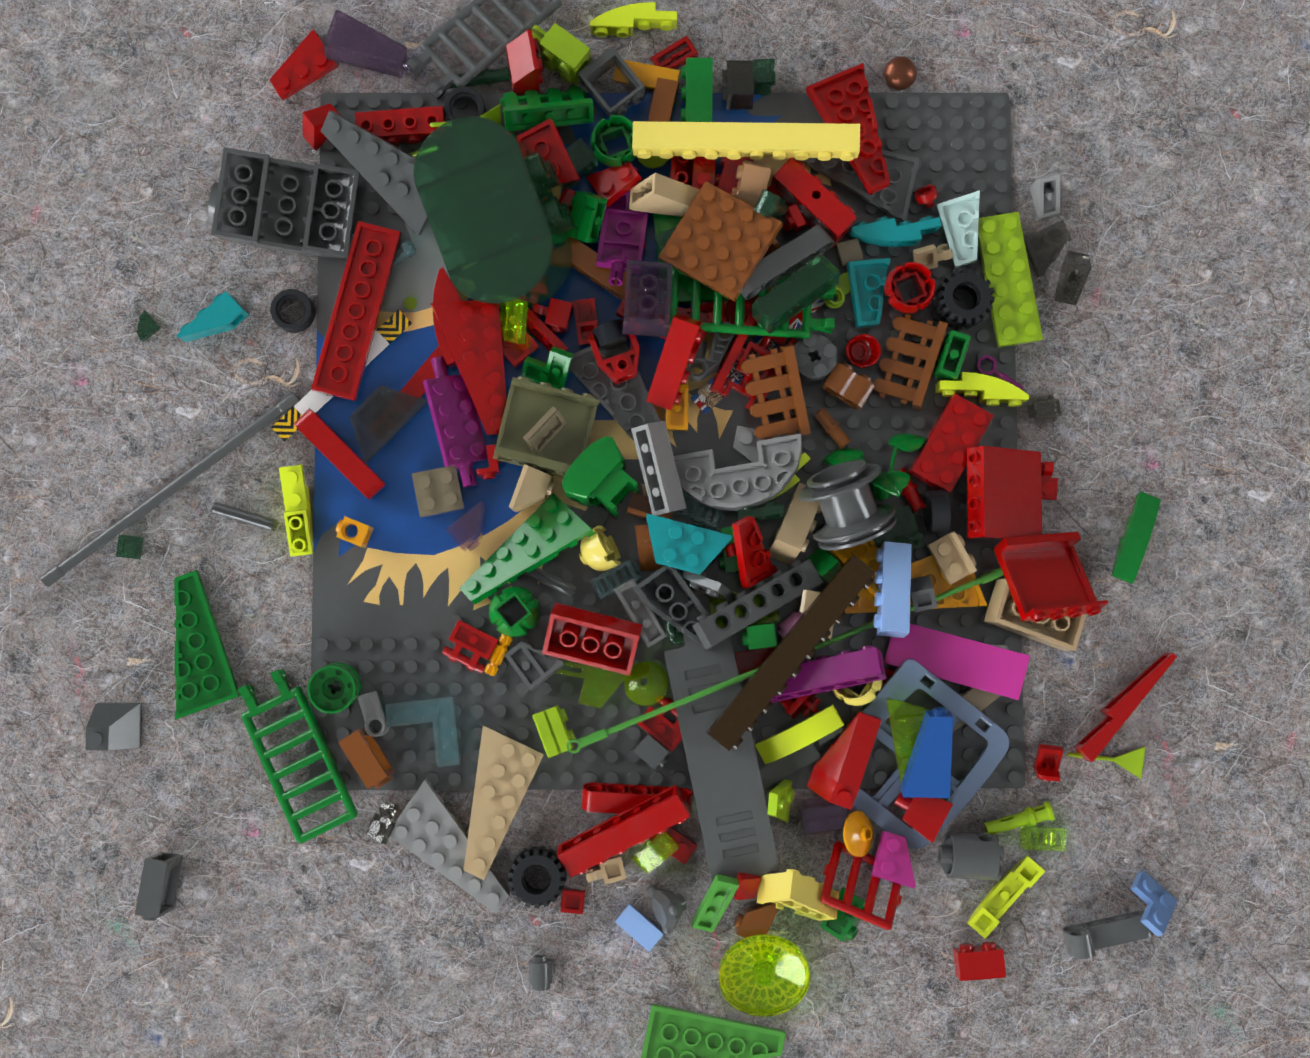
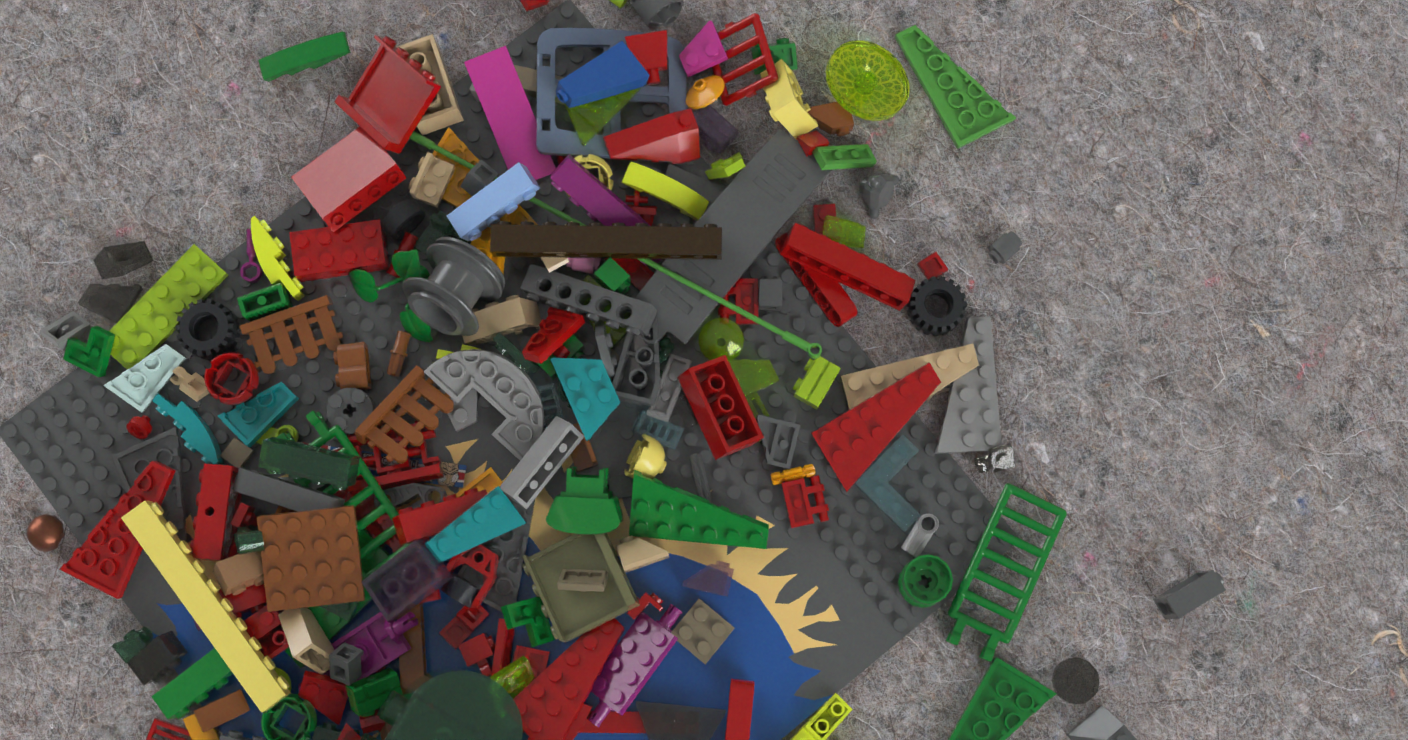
camera: 130 degrees left, 5 degrees down
(173, 742) = (1075, 680): none -> clear smoke tile
(362, 536) = (782, 664): light orange brick -> none
(367, 758) = (957, 508): dark orange window -> none
(485, 738) = (865, 430): none -> red wing
(528, 621) = (746, 504): green piece -> none
(610, 871) = (888, 255): tan plate -> none
(622, 210) = (346, 664): none -> dark grey brick
(639, 927) = (910, 201): light blue tile -> none
(645, 549) = (614, 424): dark orange slope -> none
(647, 383) = (481, 522): none -> teal wing
(825, 564) = (515, 272): green slope -> none
(863, 350) = (314, 377): red hair -> none
(1011, 201) = (91, 355): none -> green plate
(1044, 409) = (252, 200): clear smoke head -> none
(1049, 484) = (311, 152): red plate -> none

